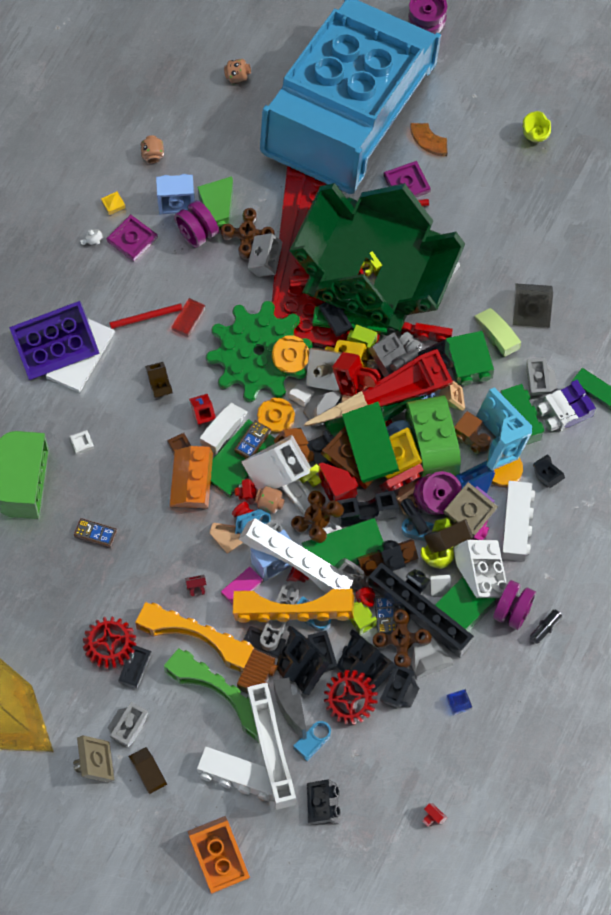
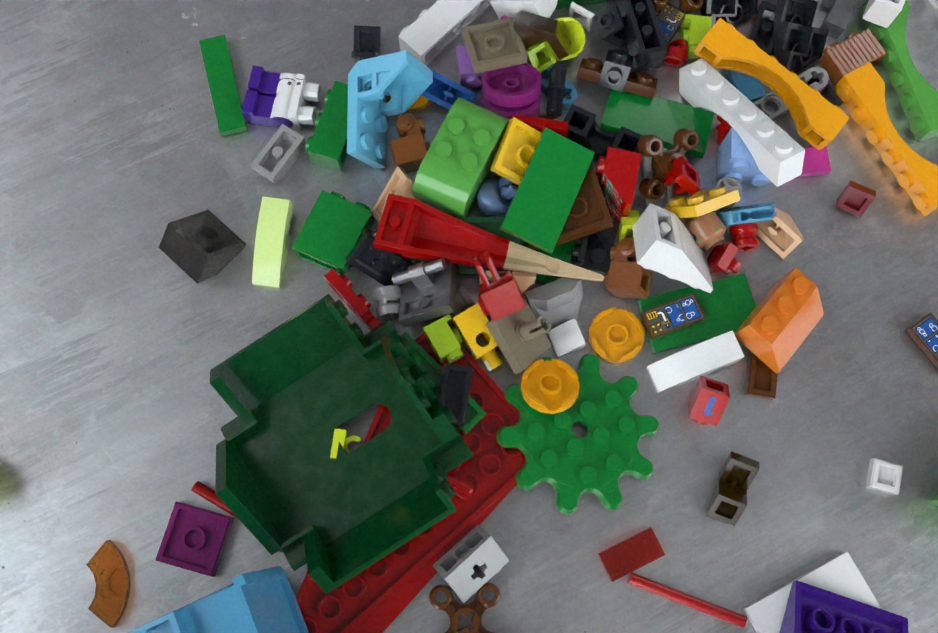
camera: 145 degrees left, 10 degrees up
(283, 502) = (702, 202): none -> yellow plate
(302, 506) = (685, 177): none -> red tile
(351, 569) = (679, 74): flat silver brick -> none

